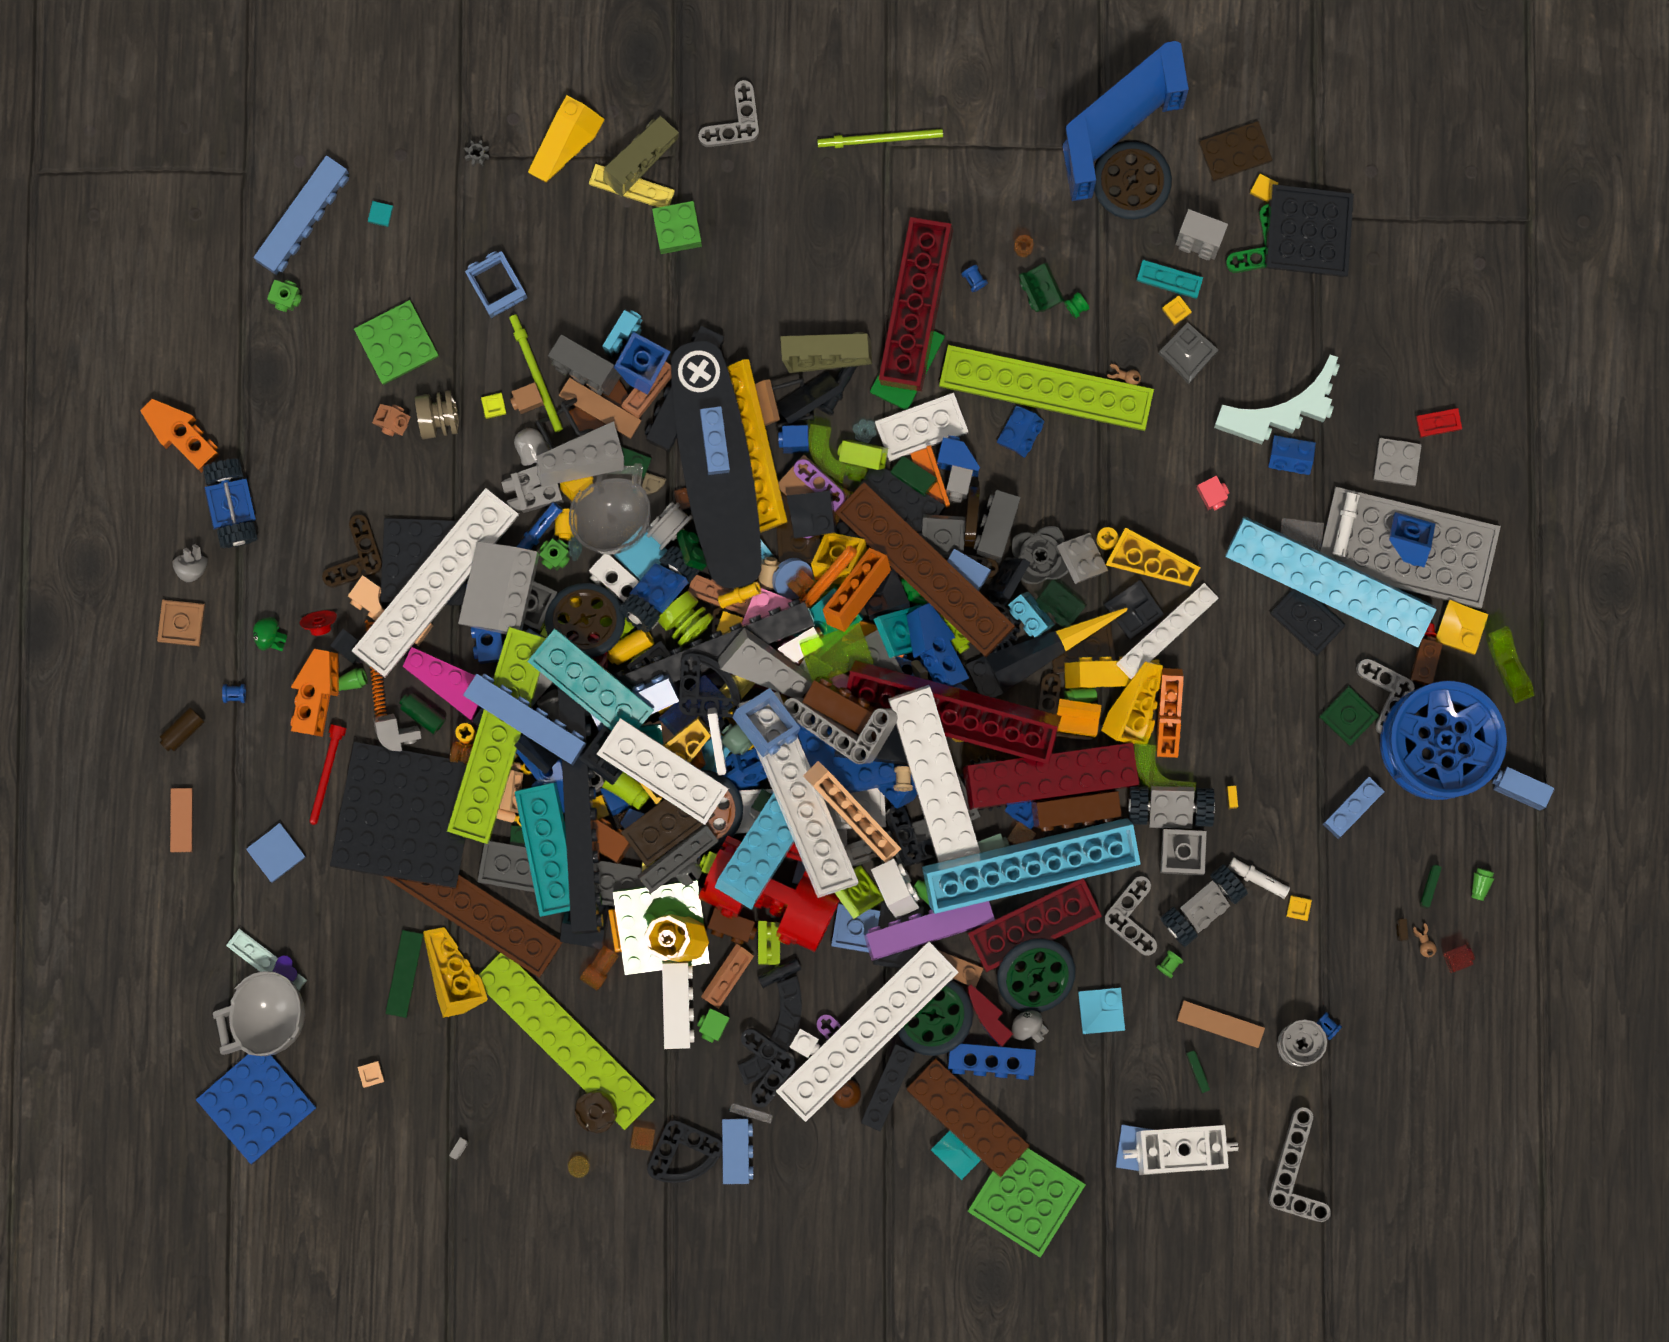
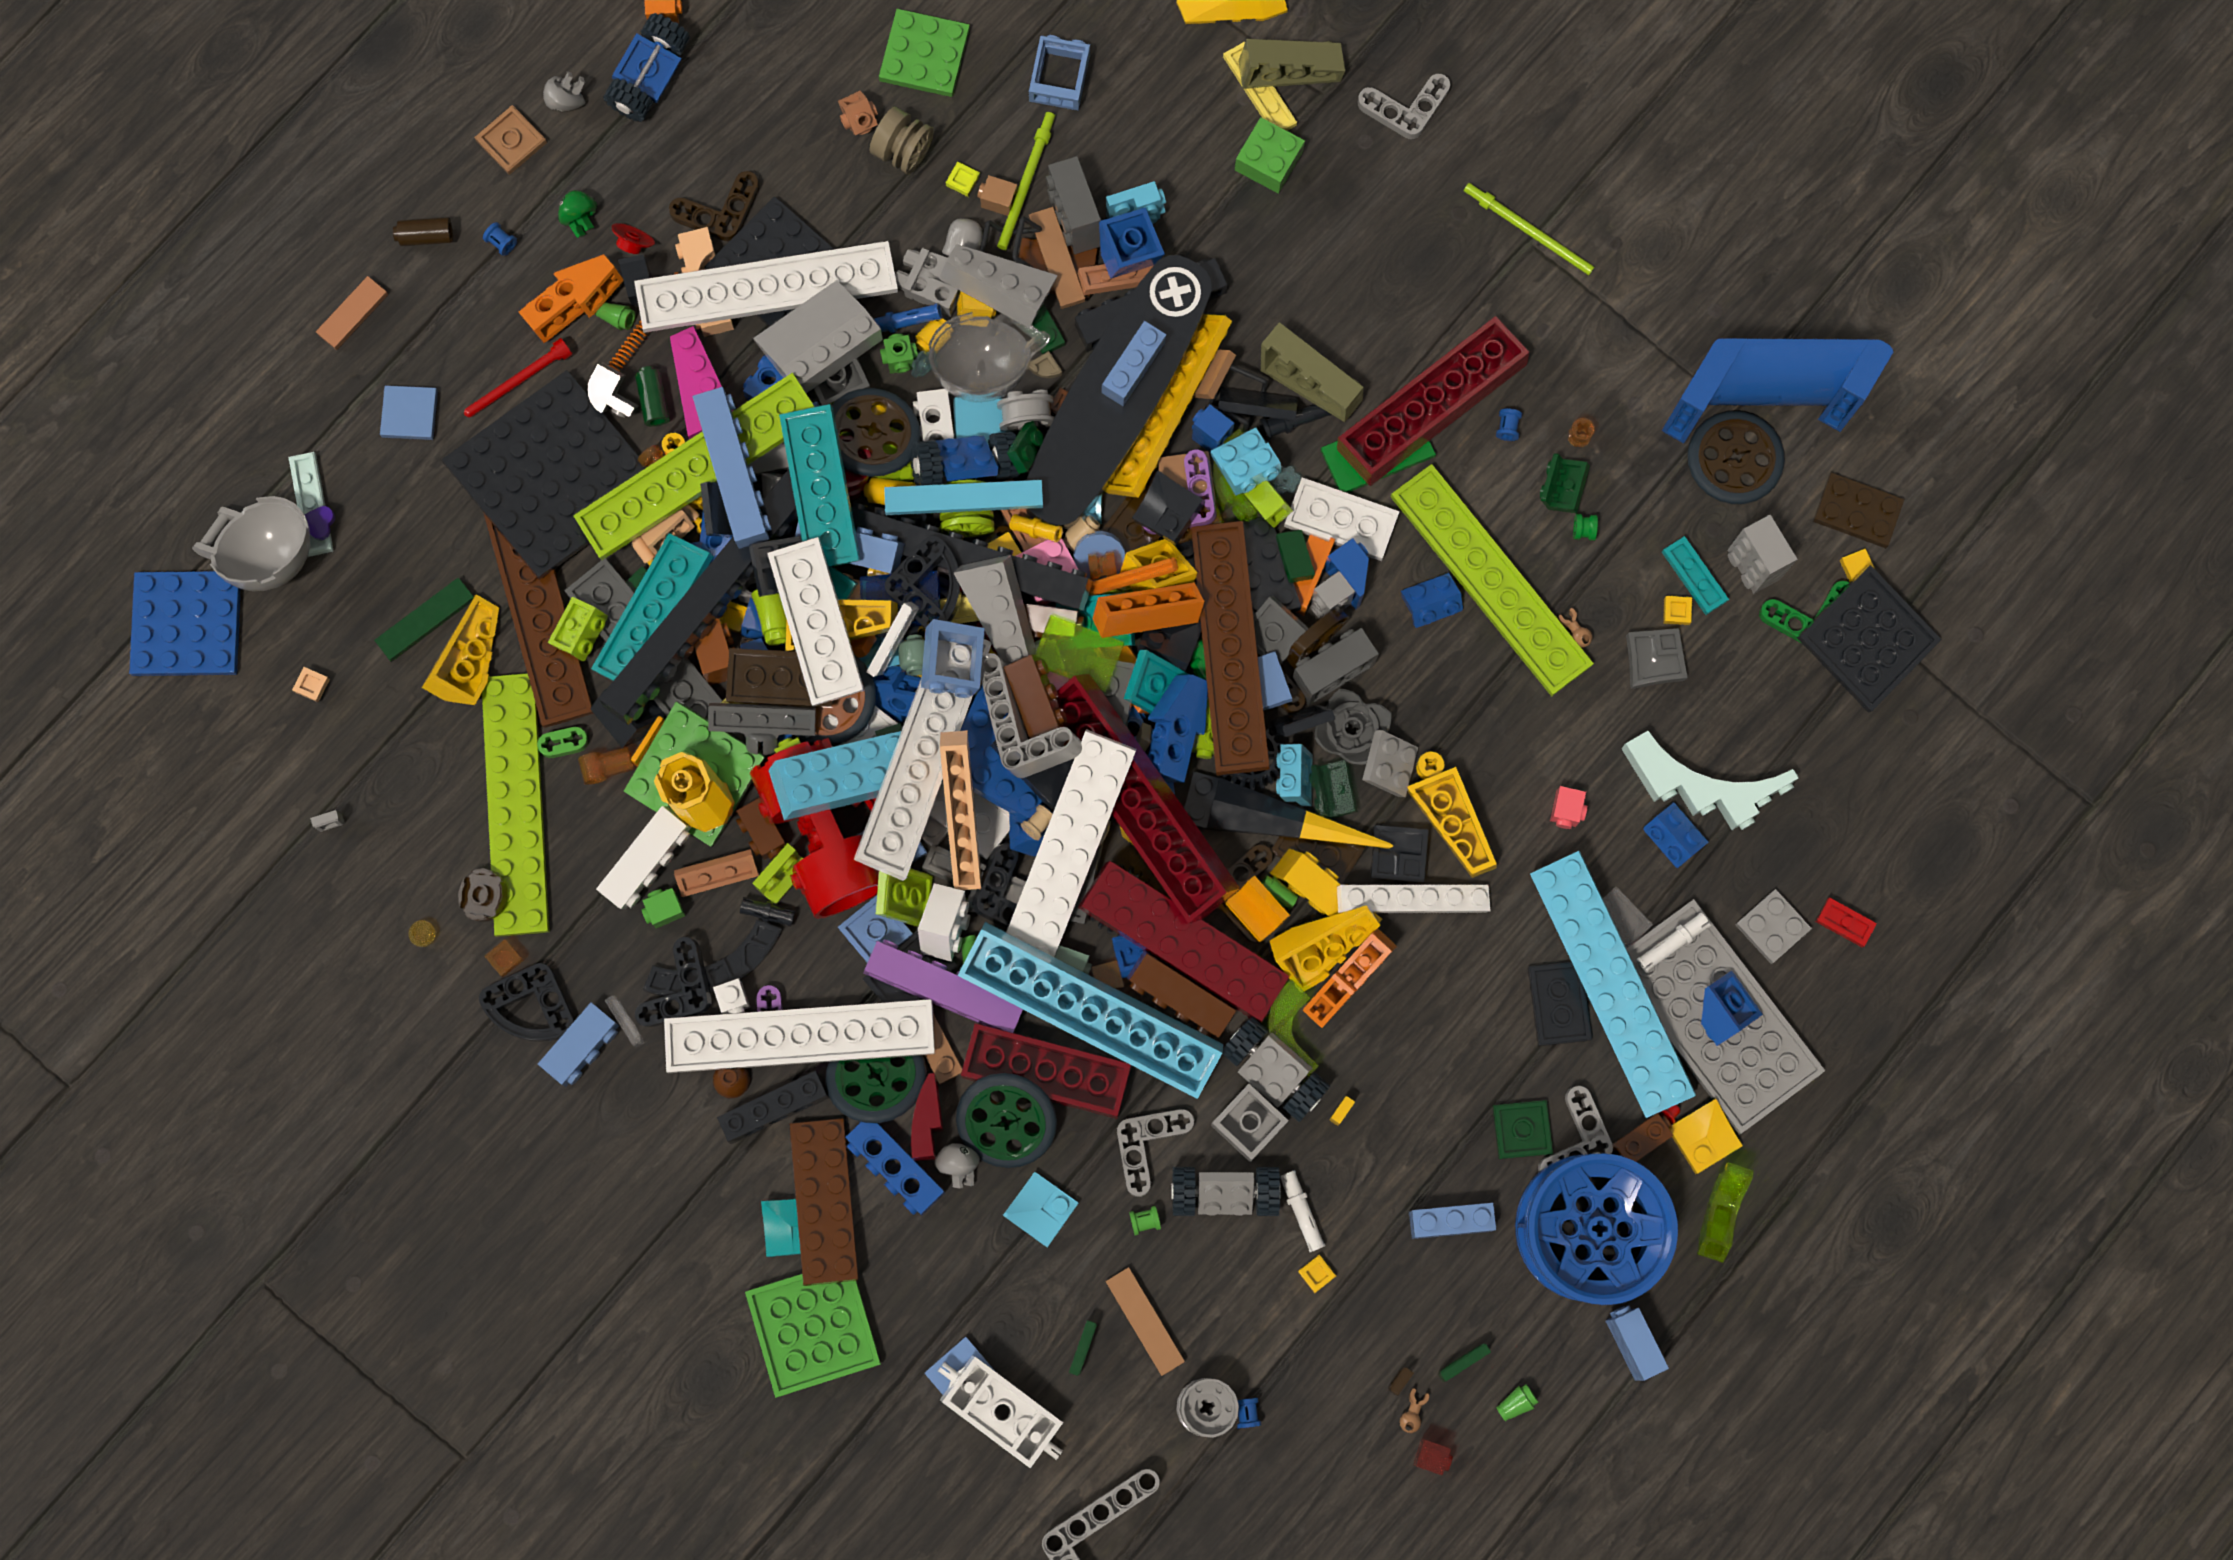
camera: 35 degrees right, 5 degrees down
(509, 898) = (578, 629): none -> lime bracket
(556, 973) = (563, 748): none -> bright green beam
(681, 615) = (963, 497): none -> medium azure tile
(834, 442) = (1246, 461): none -> medium azure plate

